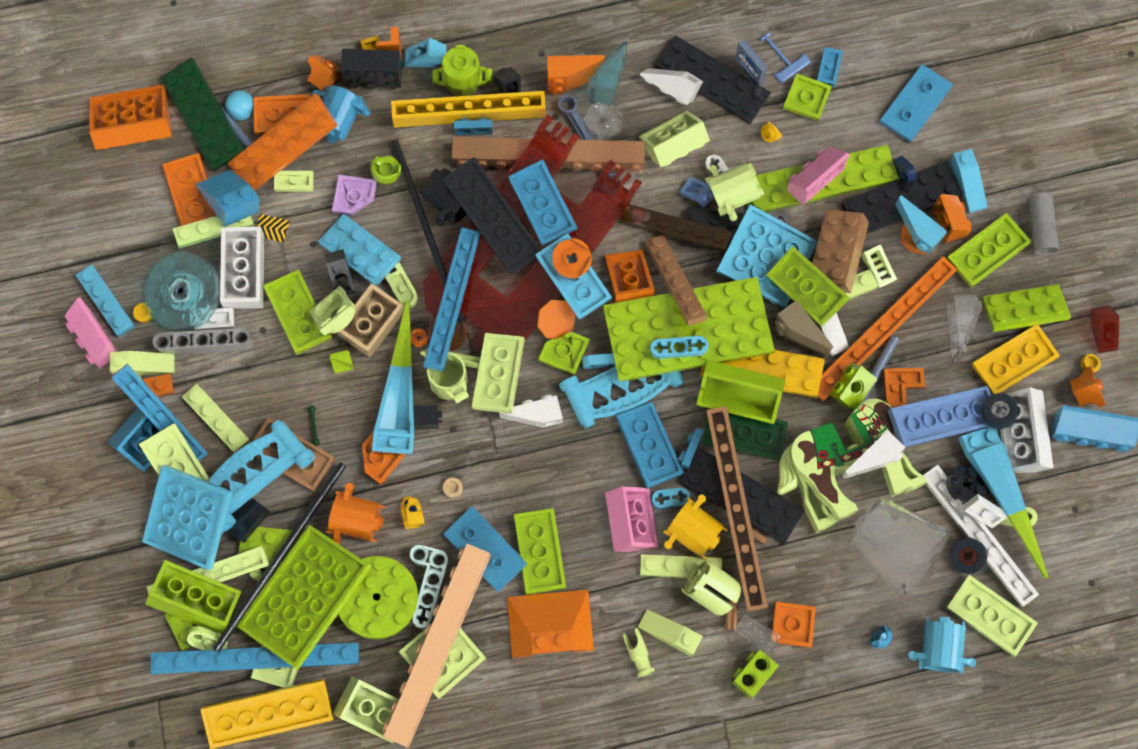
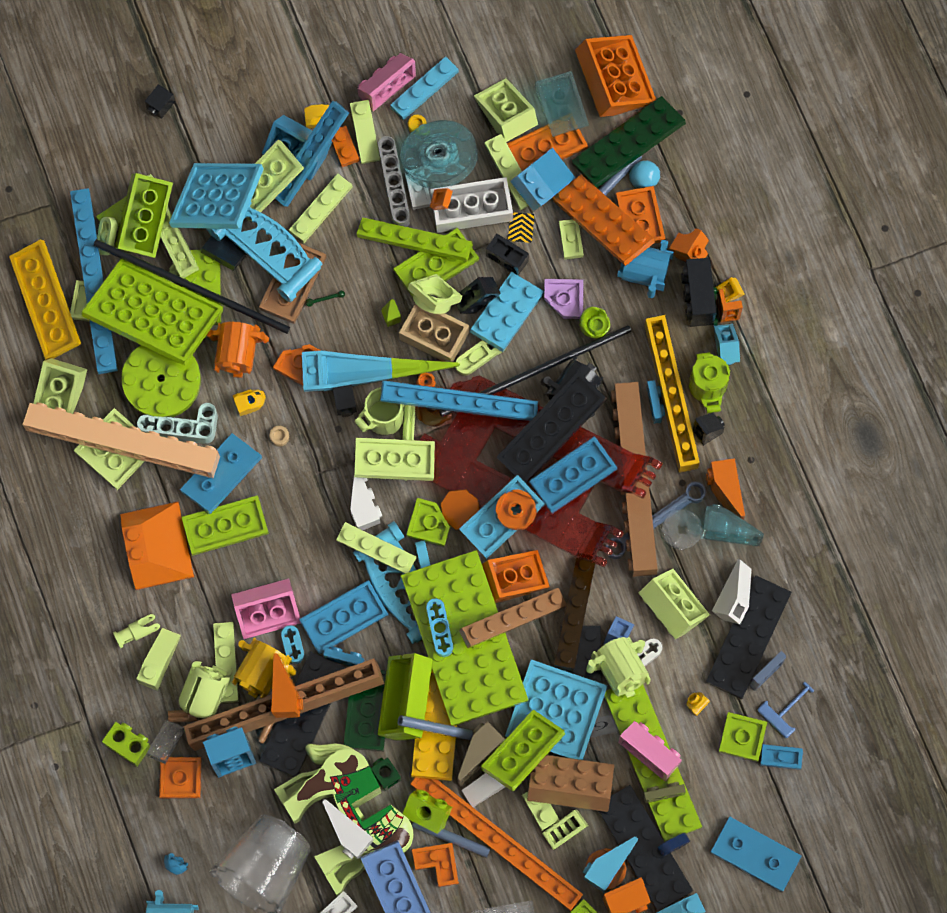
camera: 85 degrees right, 0 degrees up
(65, 569) = (159, 101): none -> black brick
(114, 408) = (313, 114): none -> yellow rock
(145, 222) = (507, 109): none -> yellowish green slope
(151, 169) = (561, 103): none -> clear light blue slope
(234, 290) = (441, 199): none -> orange plate
(268, 328) = (414, 239): none -> lime plate
(301, 240) = (507, 254): none -> black brick
(586, 402) = (376, 548): none -> yellowish green plate
(735, 500) = (285, 697): none -> orange slope
(777, 364) = (435, 727): none -> sand blue piece
(783, 564) = (229, 751): none -> dark azure brick
(814, 415) = (392, 779): none -> dark green brick
(858, 175) = (656, 794): none -> olive plate

